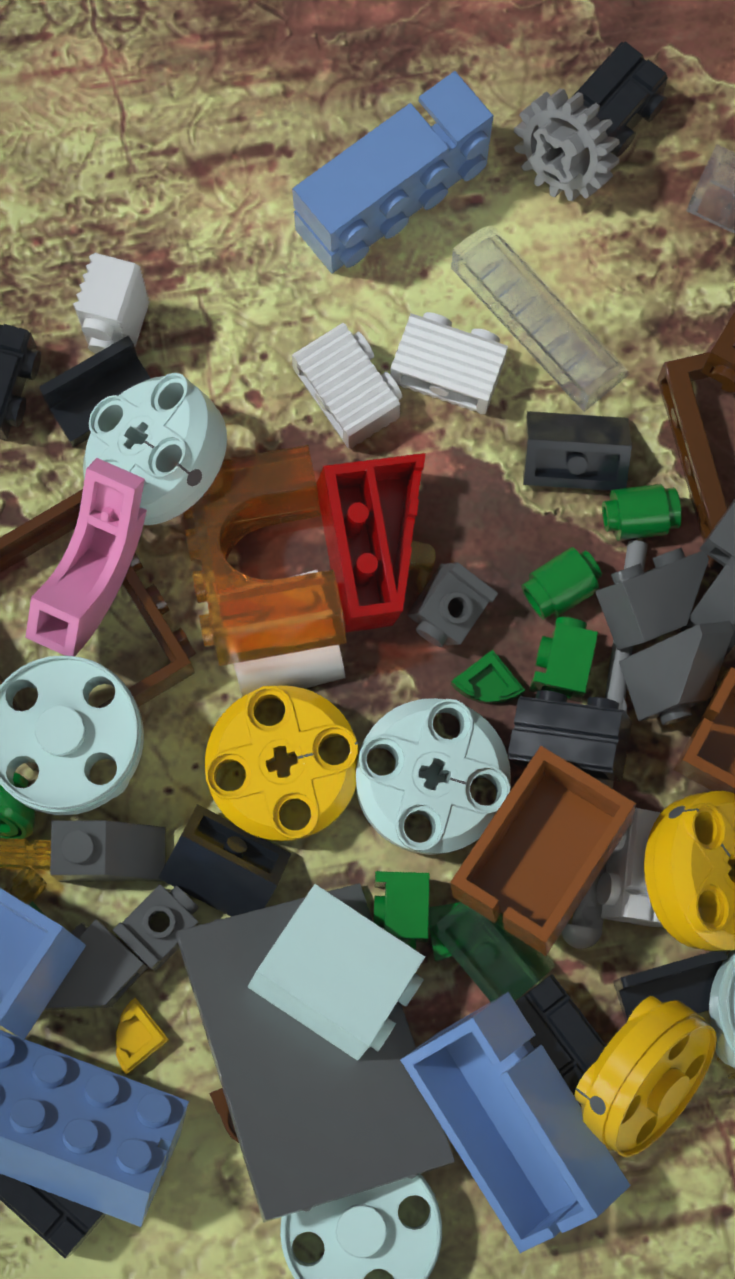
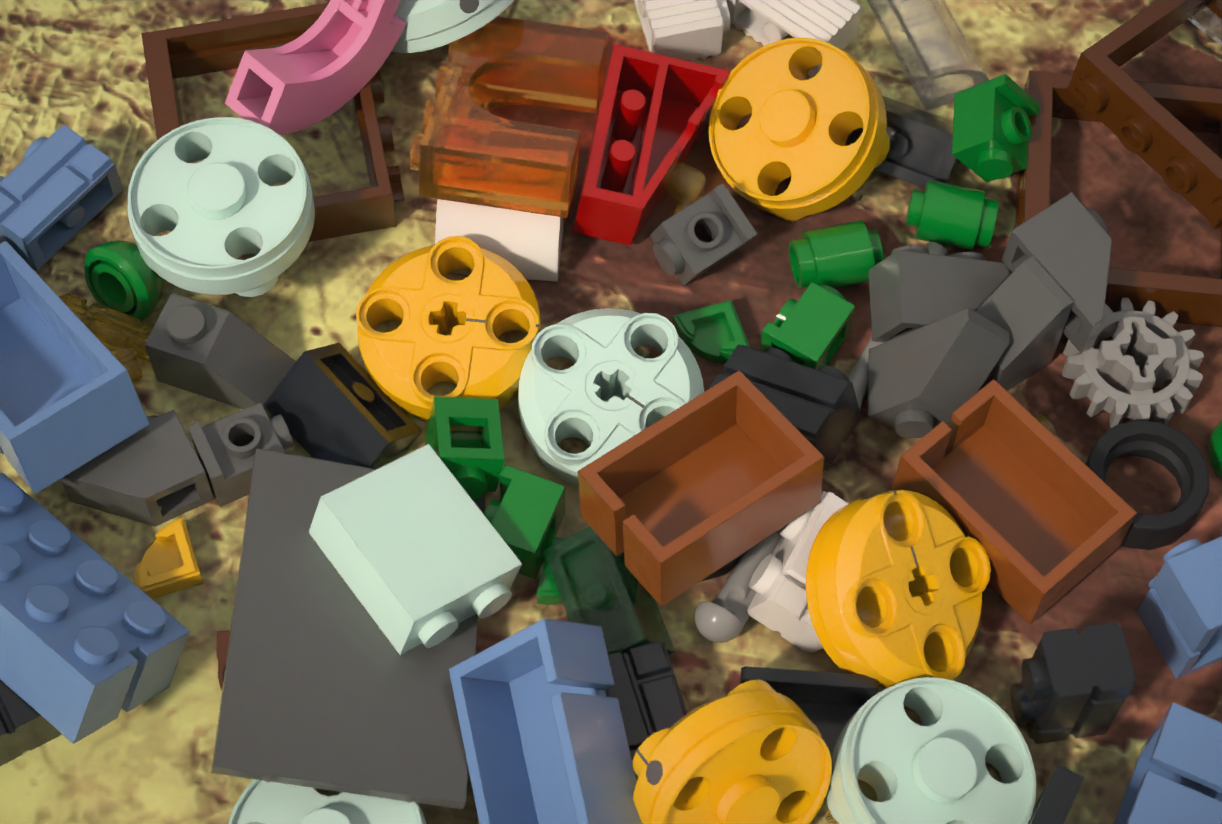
camera: 20 degrees right, 15 degrees down
(337, 848) = (471, 456): none -> green brick
(496, 483) = (798, 127): none -> yellow piece
(655, 432) = (993, 127): none -> green brick

